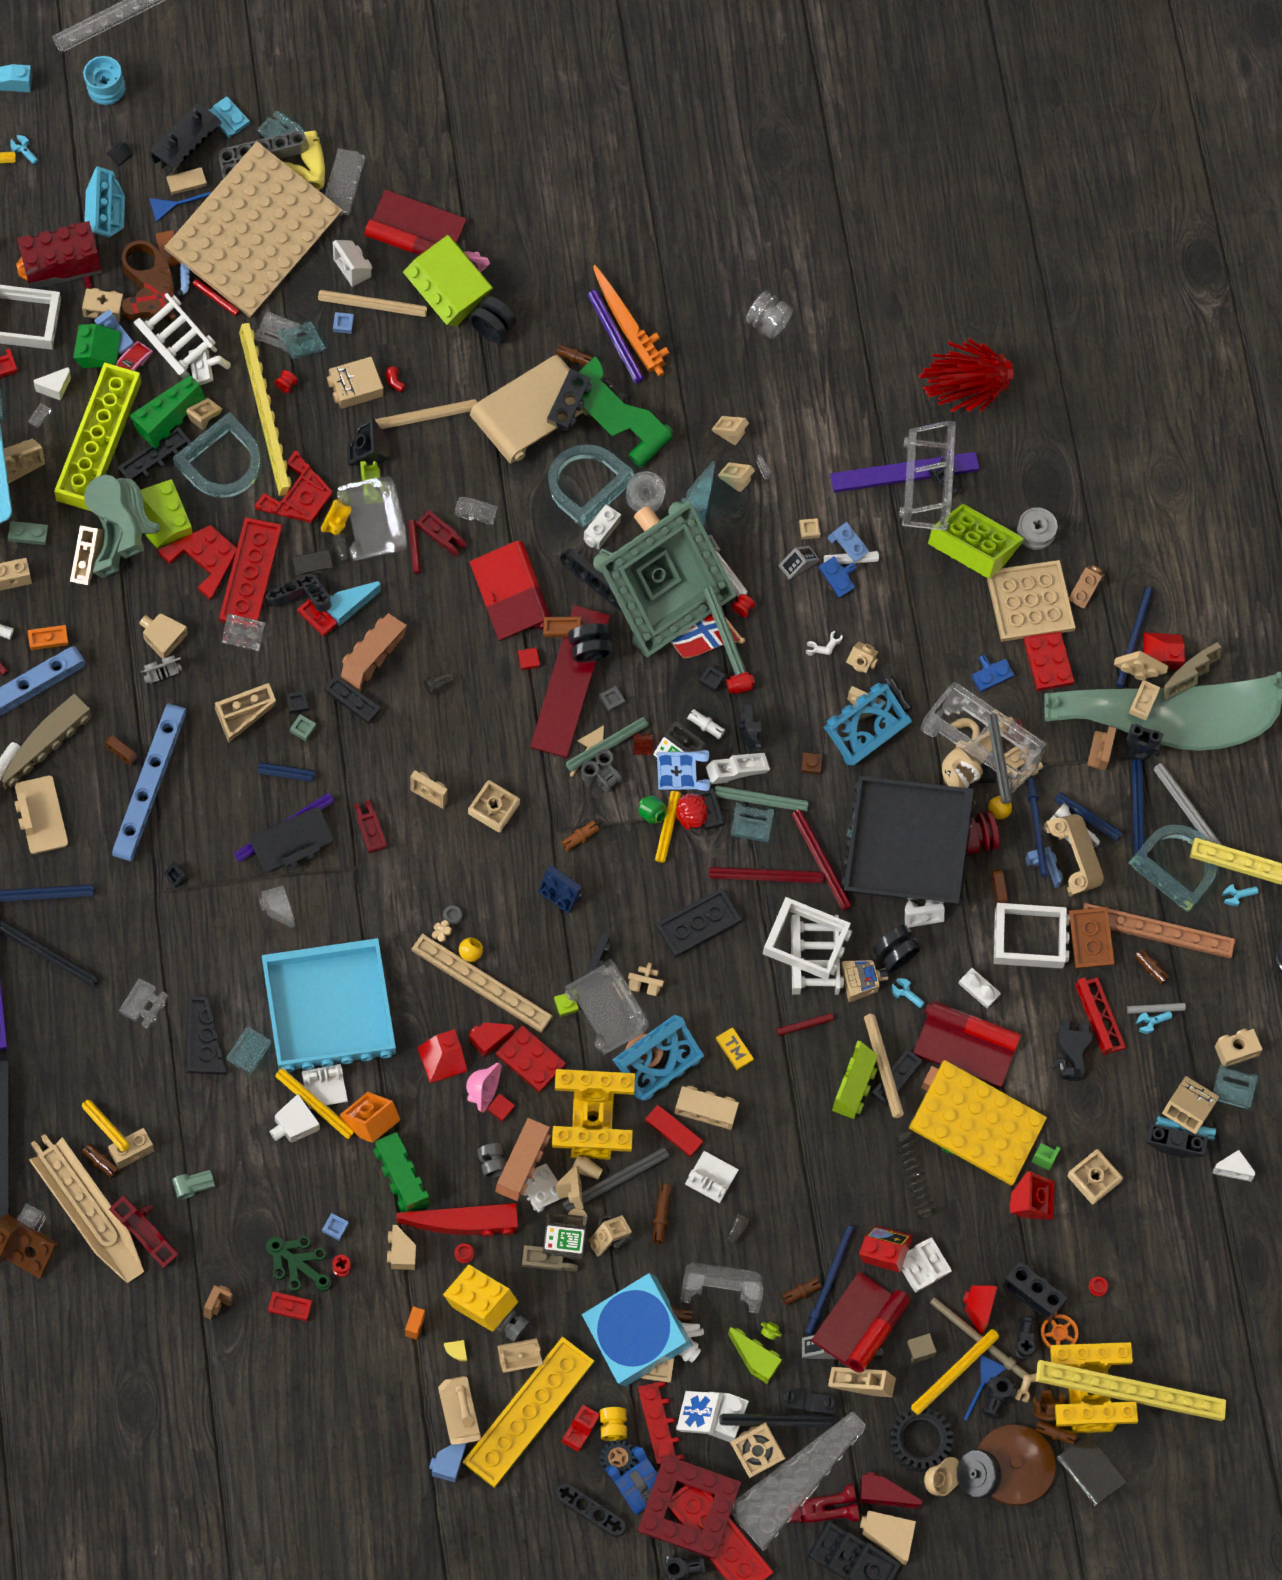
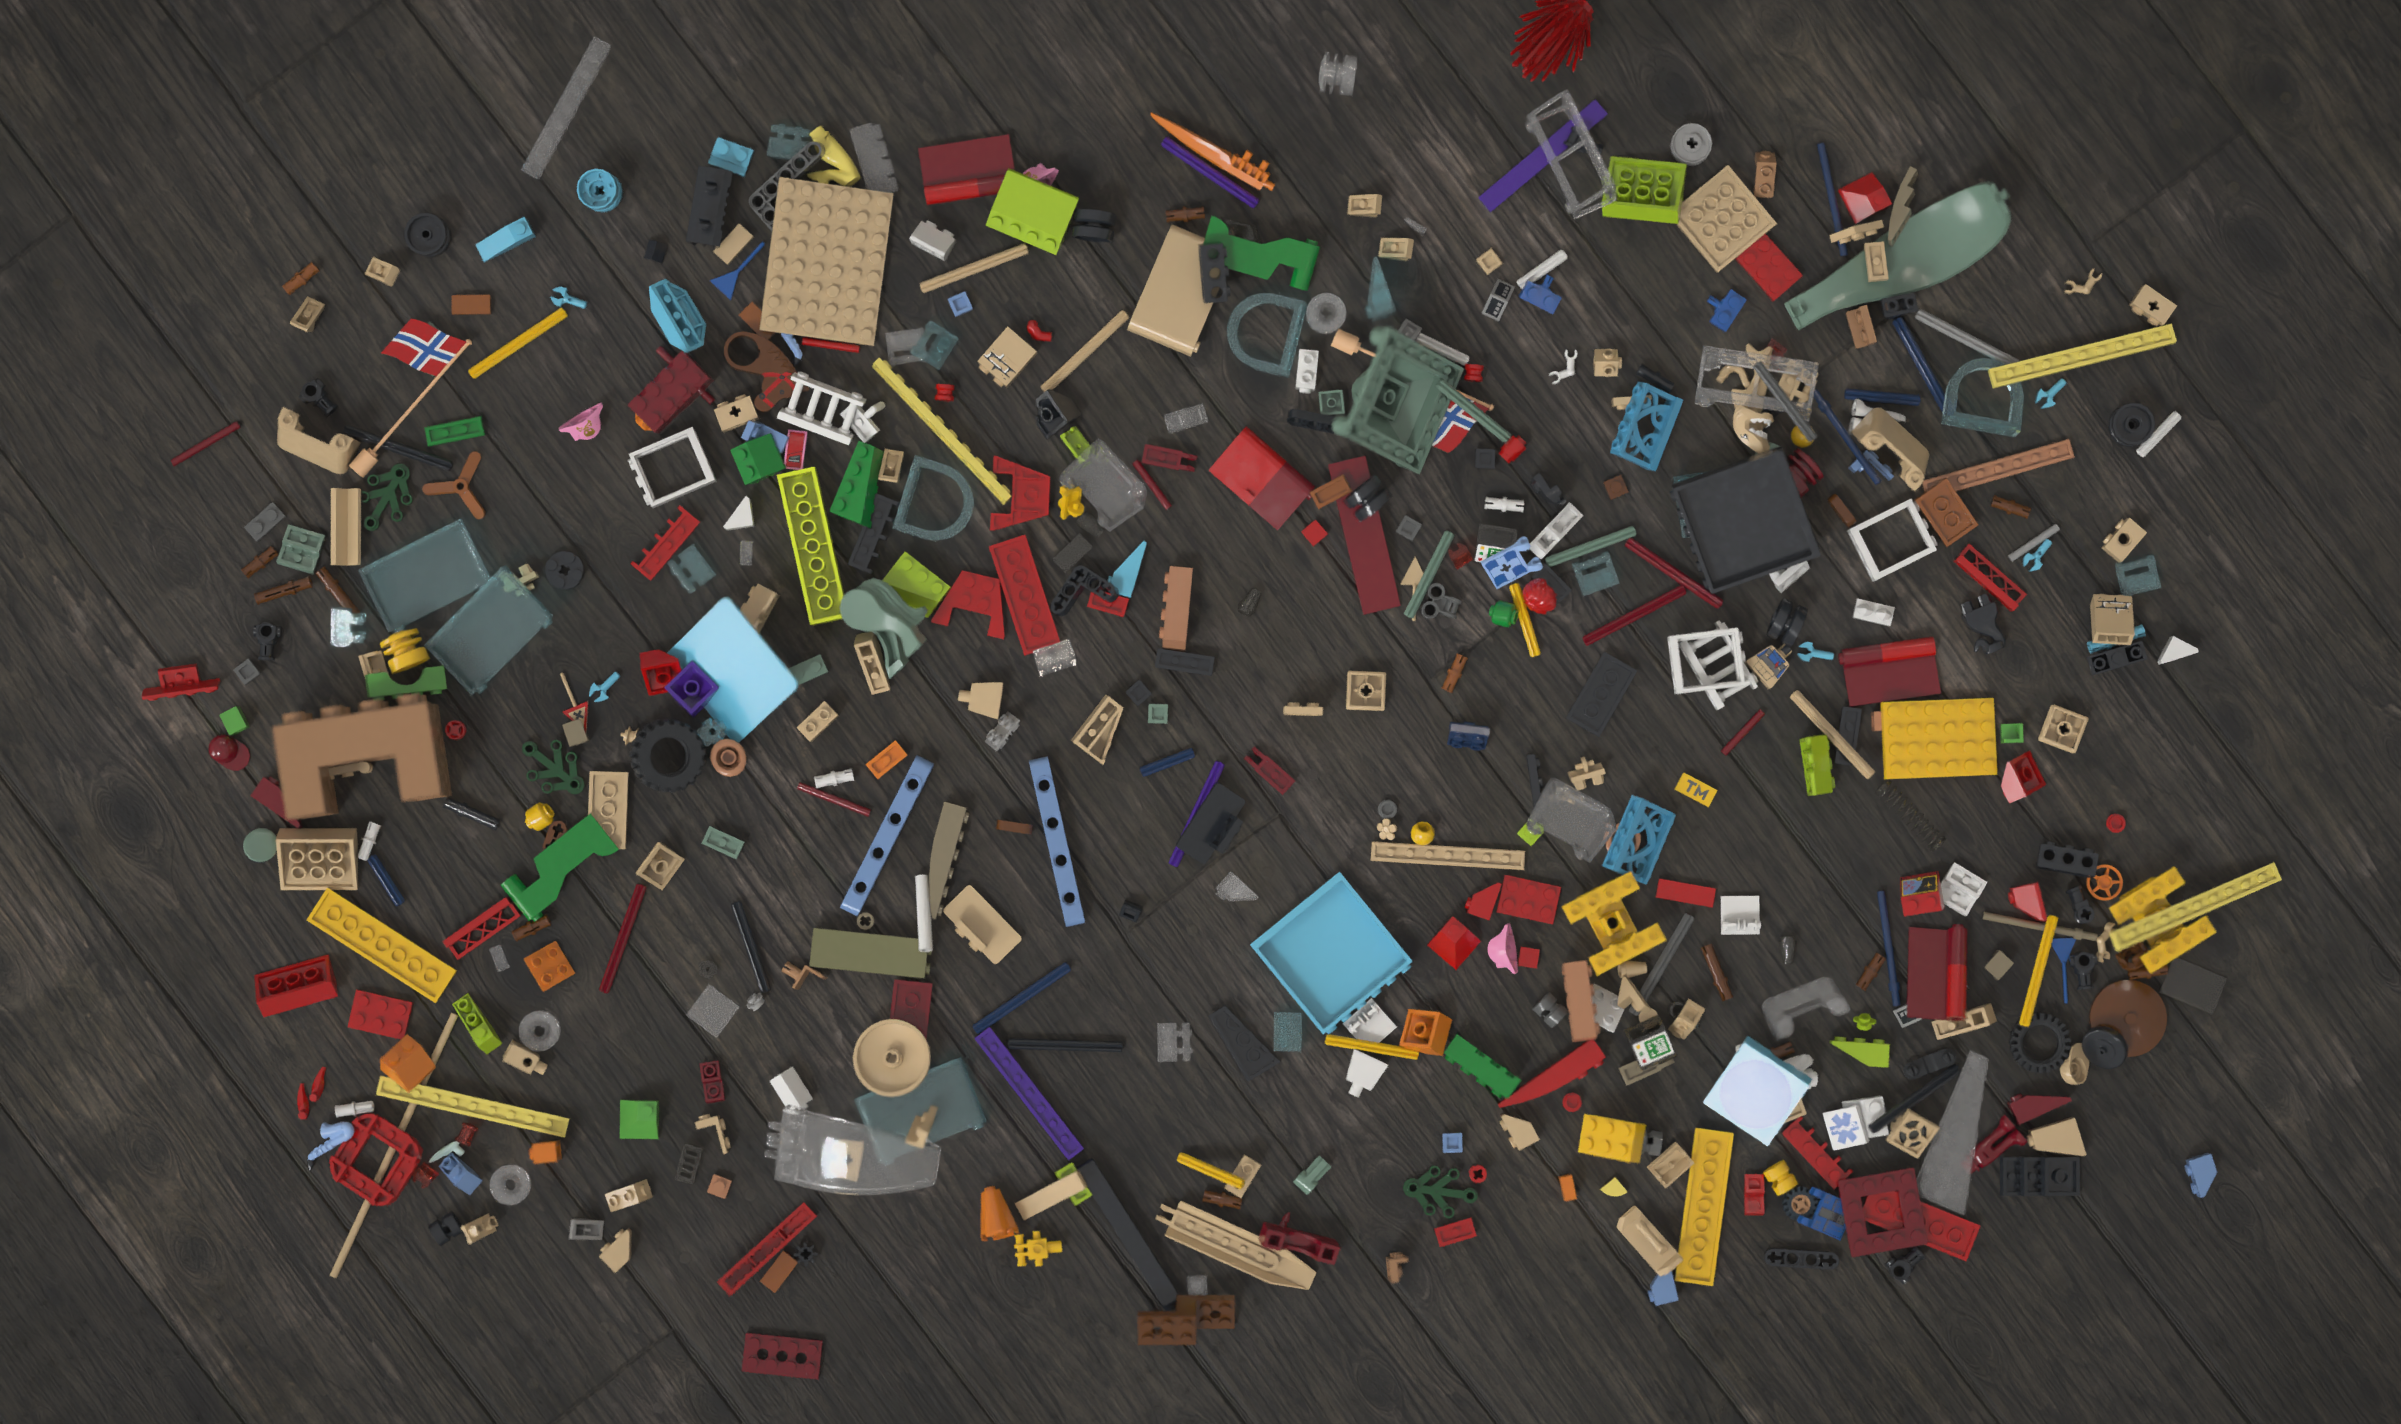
camera: 25 degrees left, 20 degrees up
(706, 1107) = (1702, 857): tan brick -> none
(849, 541) = (1532, 257): medium blue bracket -> none

